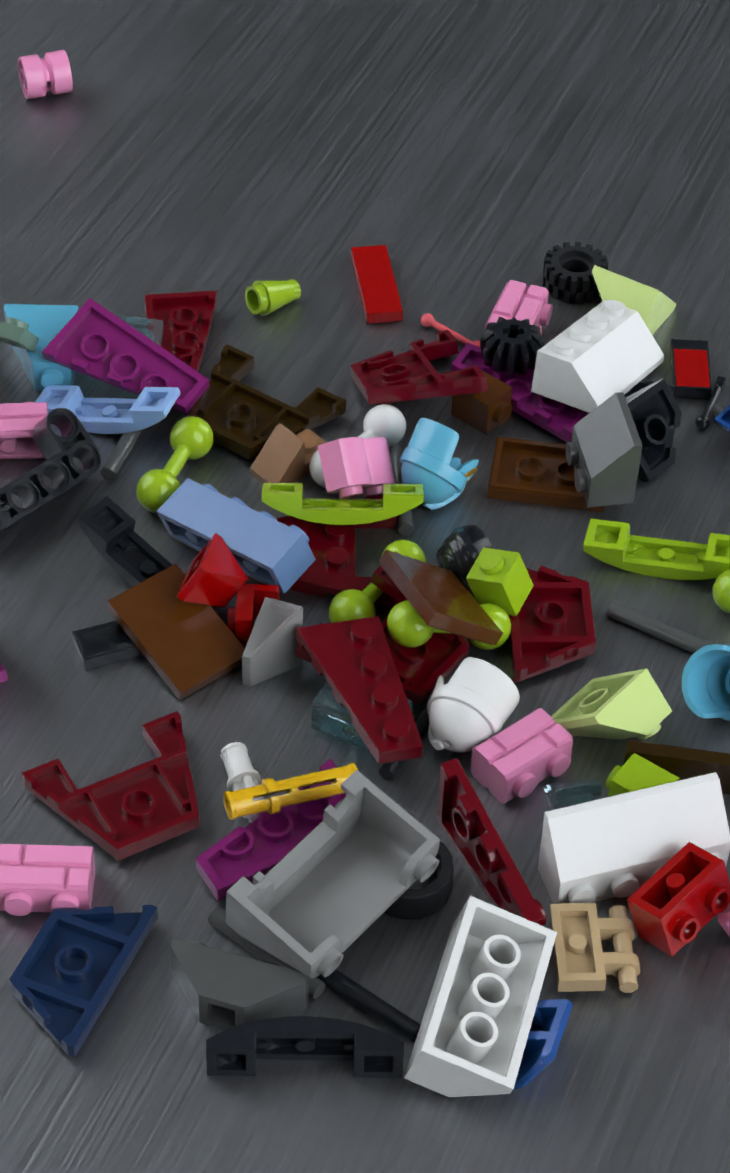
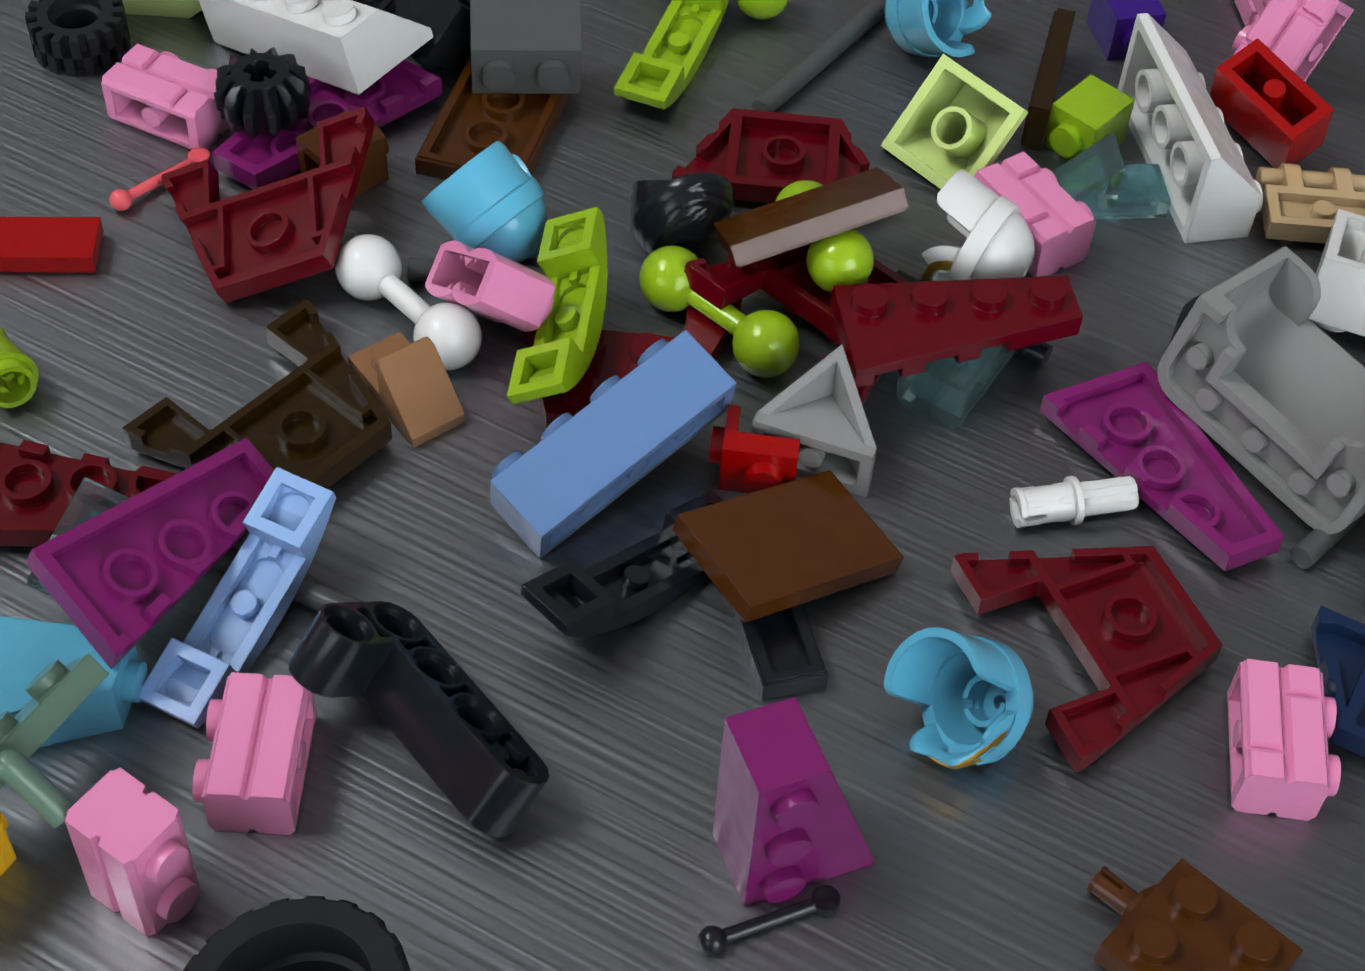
camera: 85 degrees left, 5 degrees up
(61, 714) = (969, 693): none -> medium azure helmet
(190, 440) = (462, 544): lime piece -> none
(212, 575) = (711, 470): red slope -> none
(241, 801) = (1135, 442): yellow pin -> none
(480, 846) = (1175, 262): dark red wing -> none
(500, 579) = (757, 166): lime brick -> none

